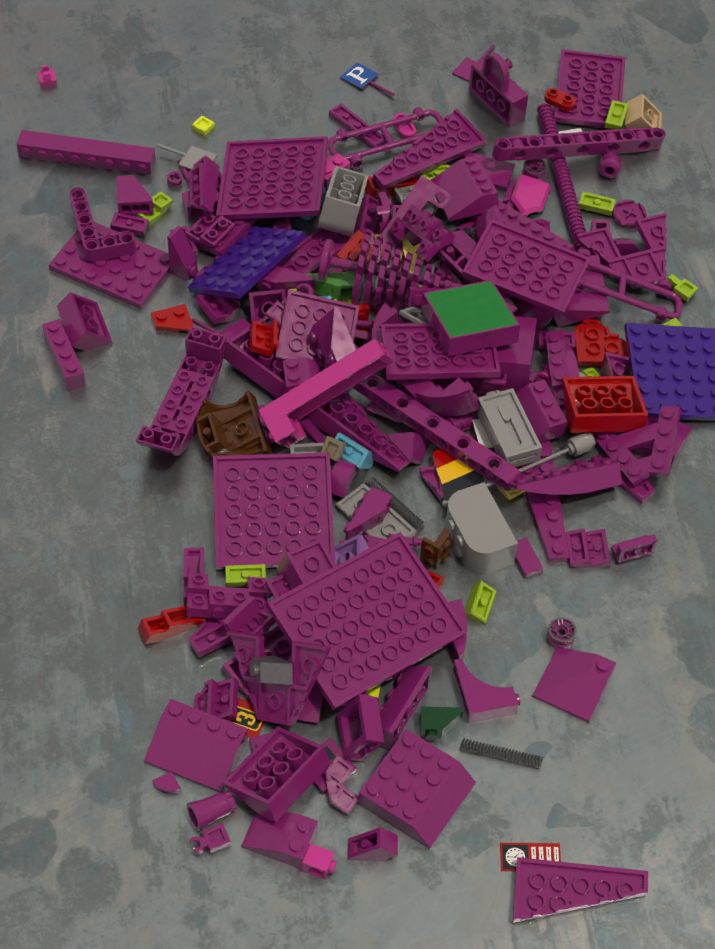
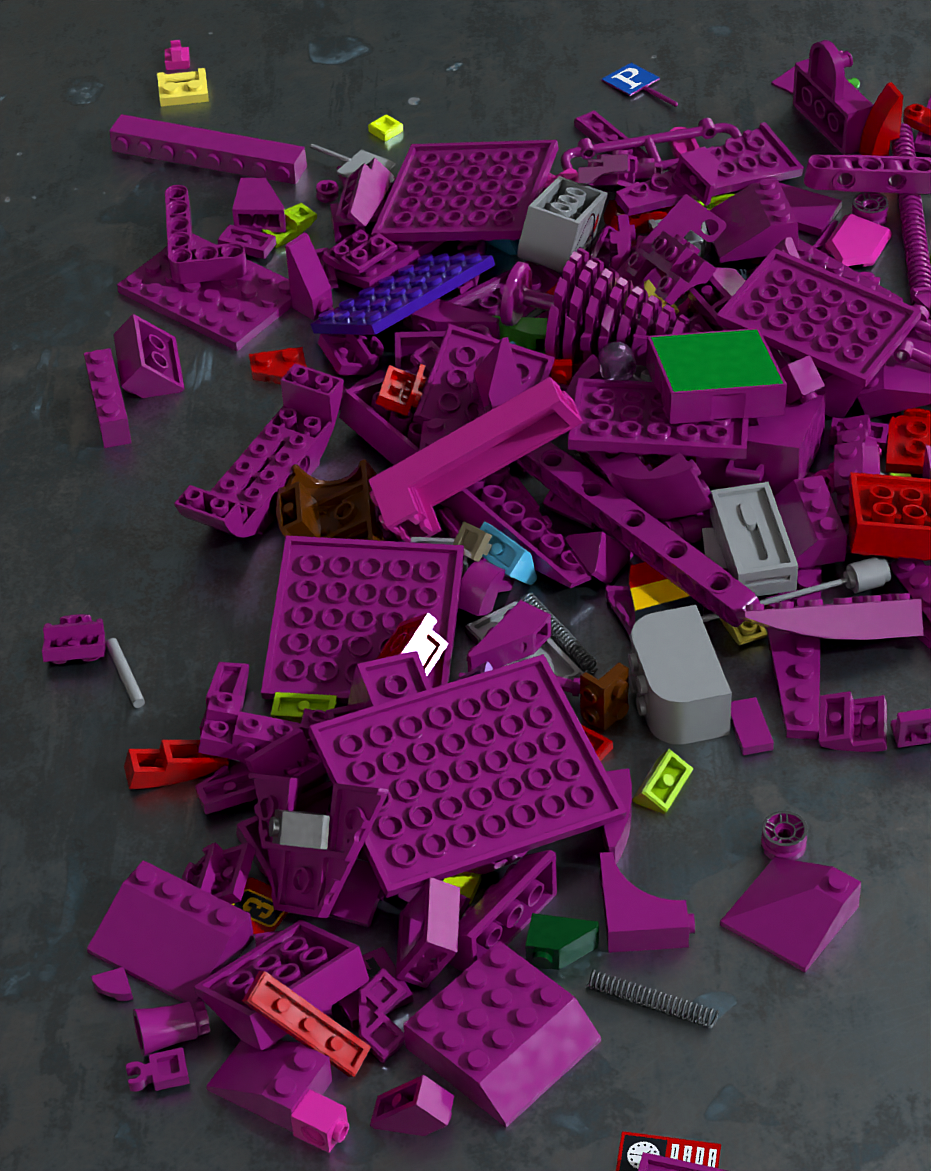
camera: 15 degrees right, 10 degrees down
(58, 105) = (189, 90): none -> light yellow plate
(84, 539) = (74, 639): none -> magenta slope
(122, 559) = (125, 673): none -> light grey bar
(300, 801) = (306, 1023): none -> tile
(308, 527) = (417, 636): none -> bracket
(370, 158) = (617, 171): none -> magenta bracket
(404, 311) = (616, 361): none -> clear purple head
(425, 155) = (698, 172): none -> magenta slope
(524, 313) = (802, 380): none -> magenta slope
(534, 108) = (883, 122): none -> red slope

